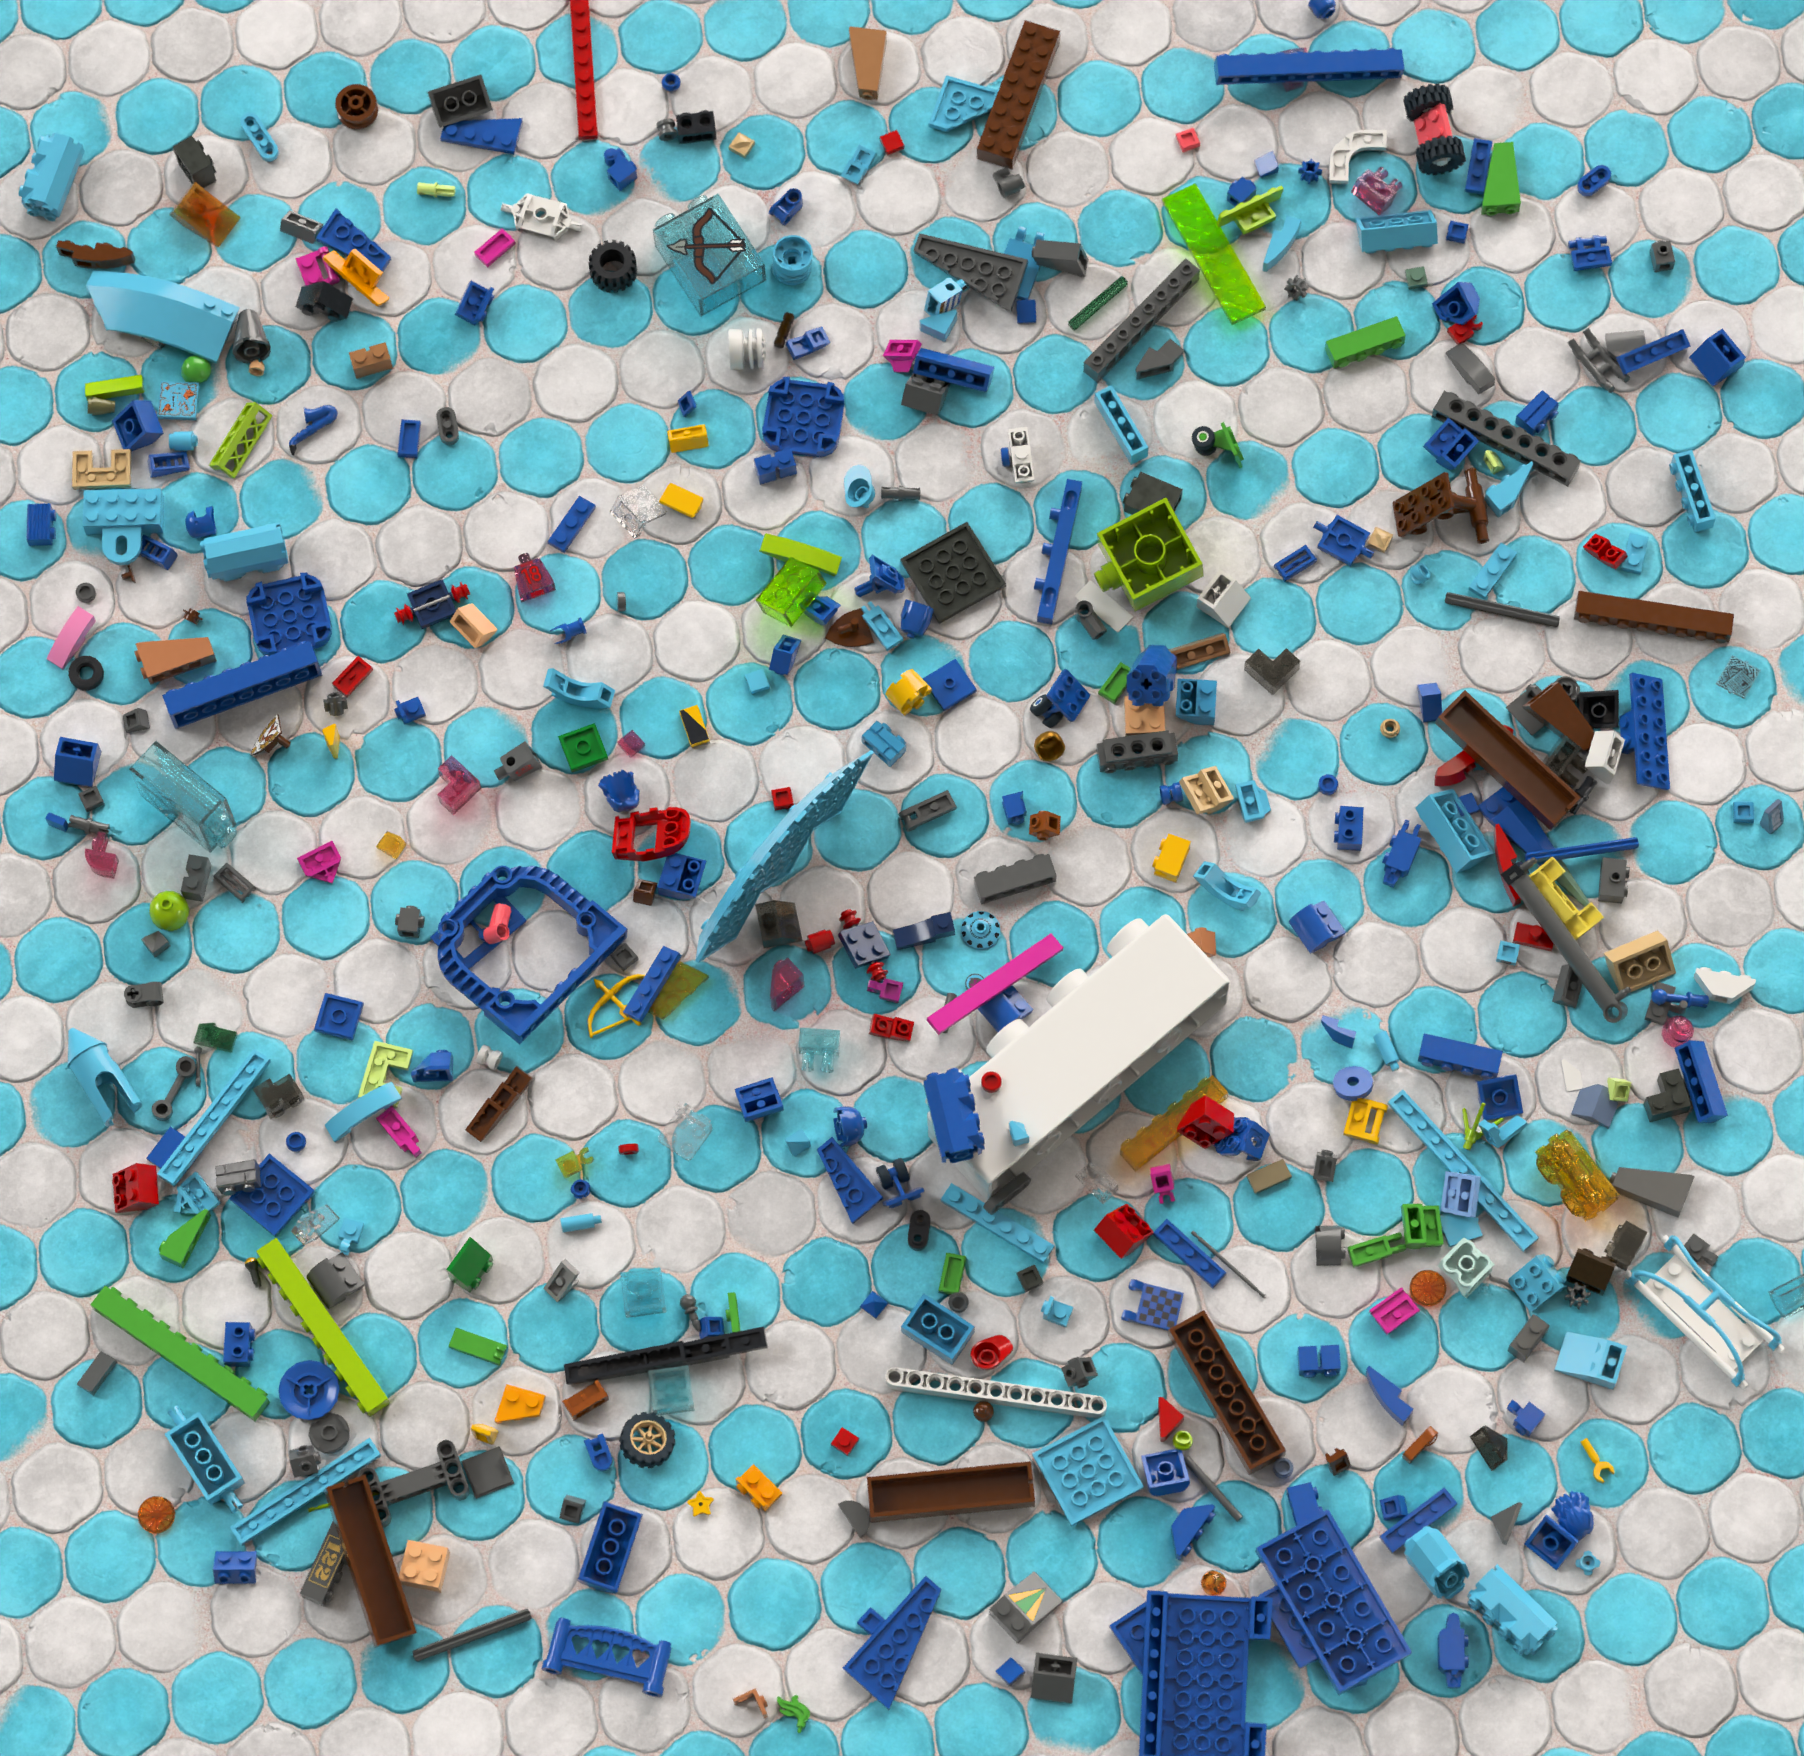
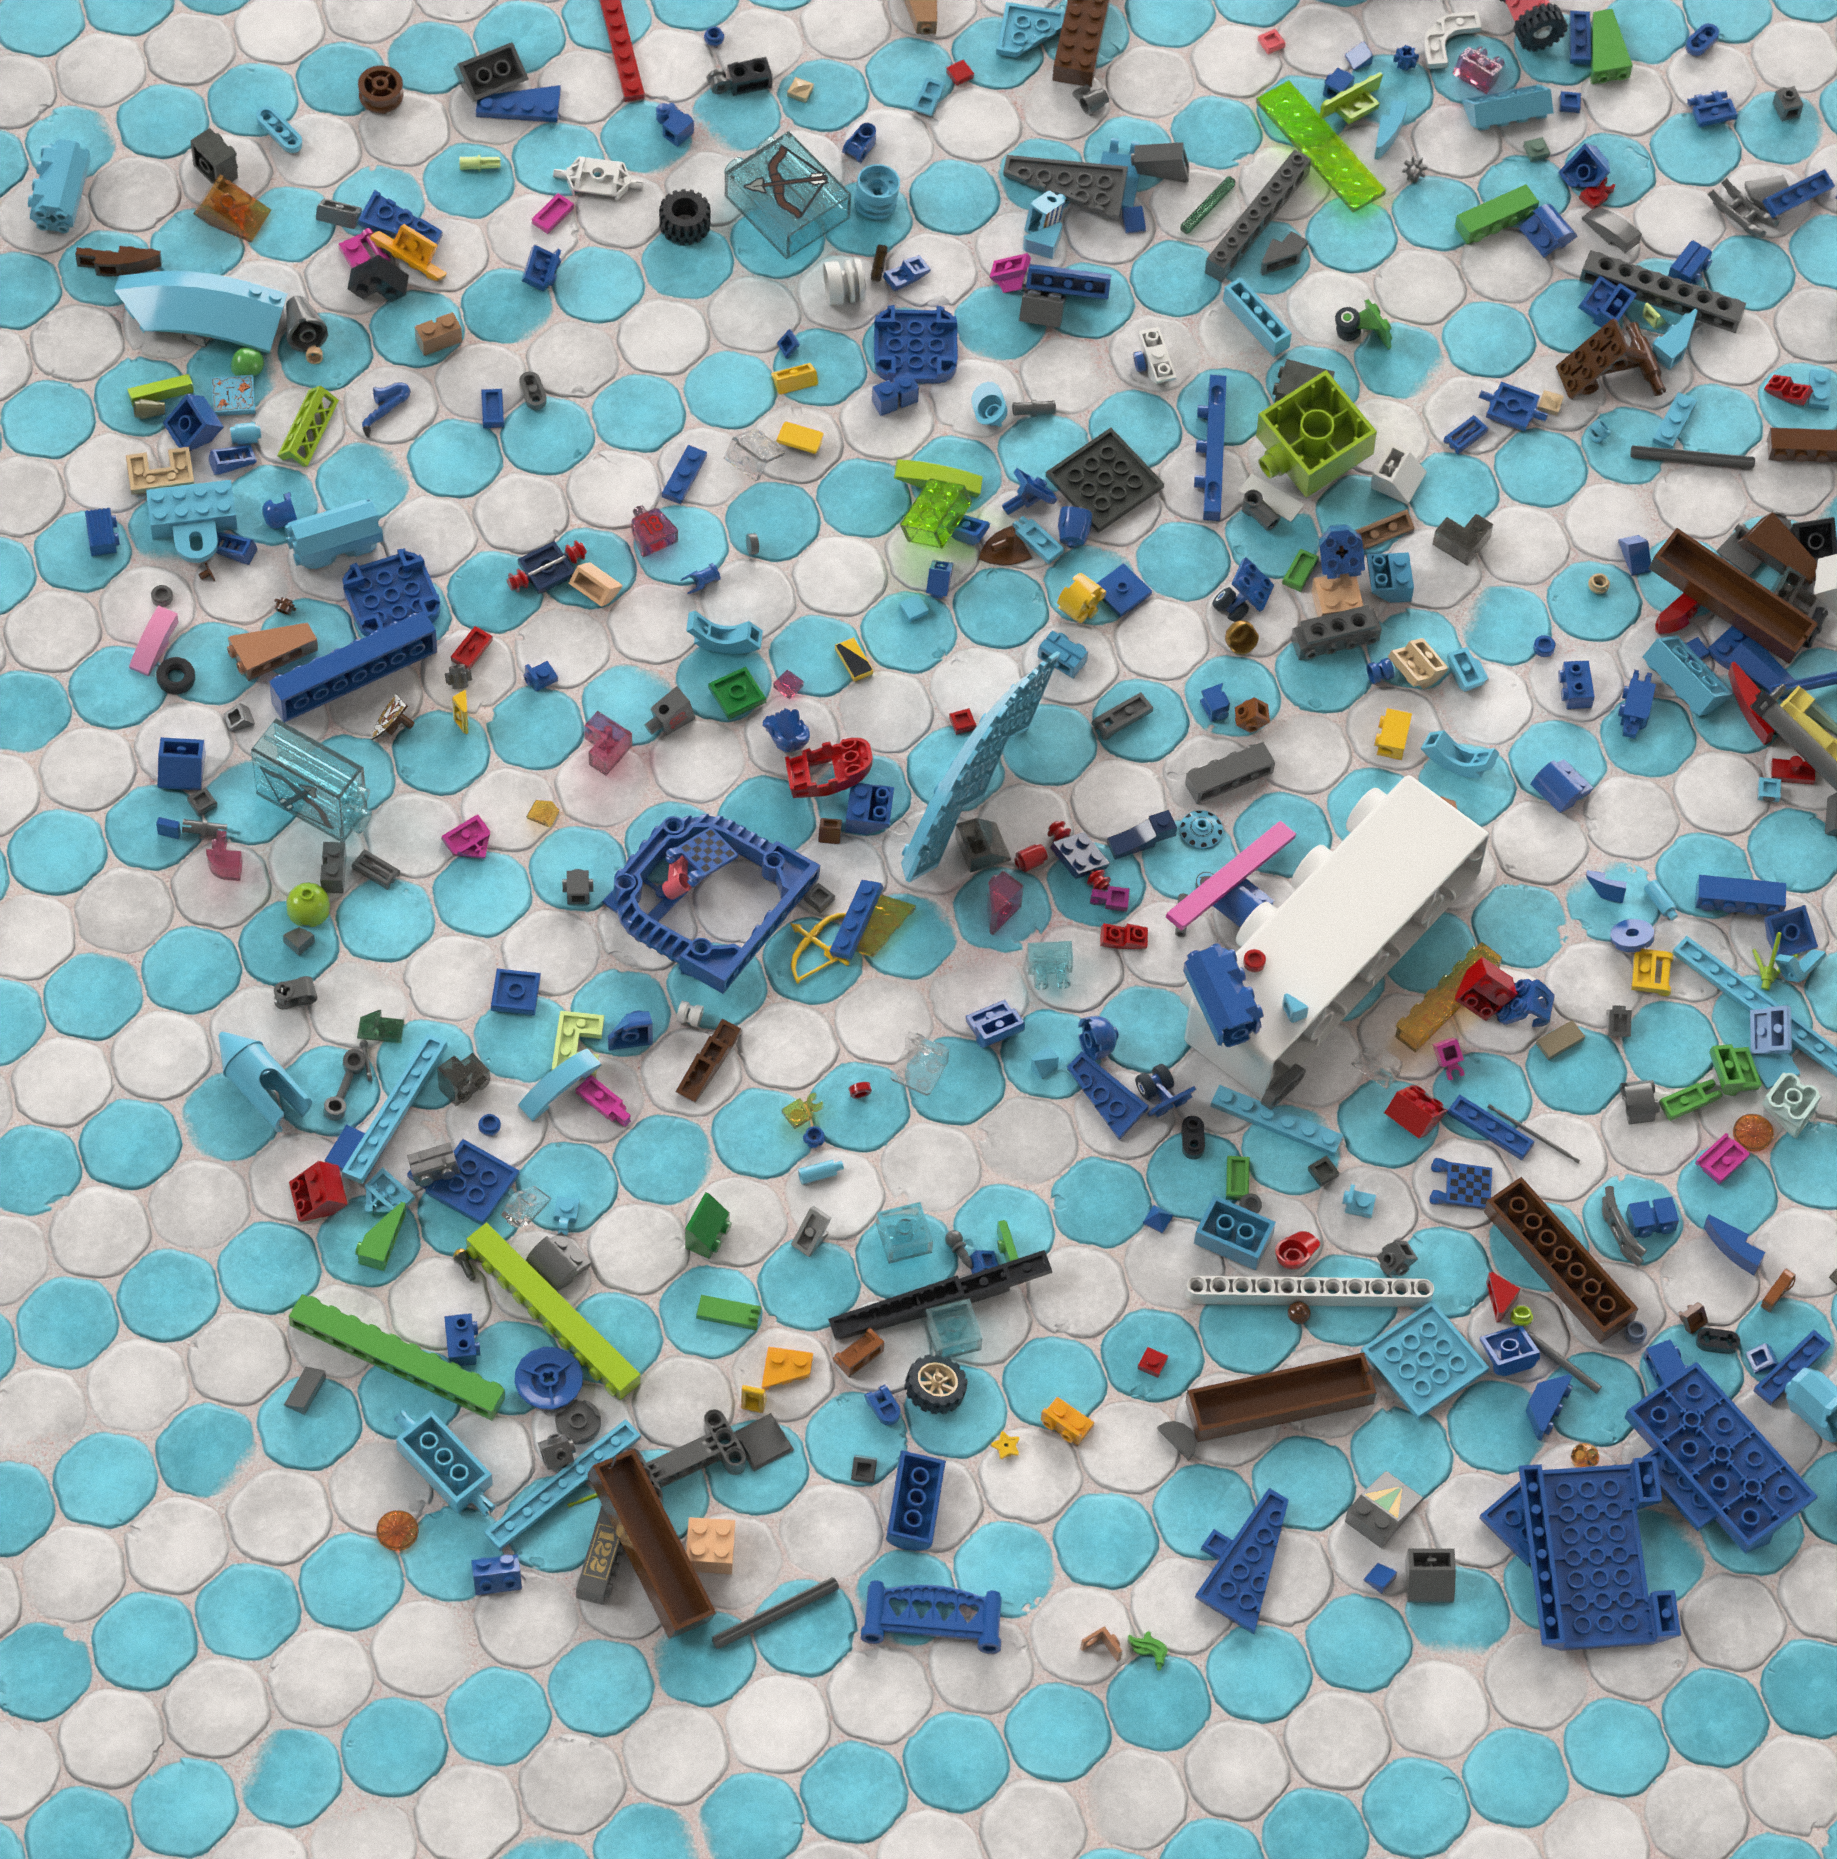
camera: 15 degrees left, 10 degrees down
(524, 906) = (705, 853): none -> blue flag
(1290, 1384) = (1628, 1244): none -> dark grey piece
(1358, 1481) = (1717, 1340): none -> black beam
(1410, 363) = (1547, 230): none -> blue brick

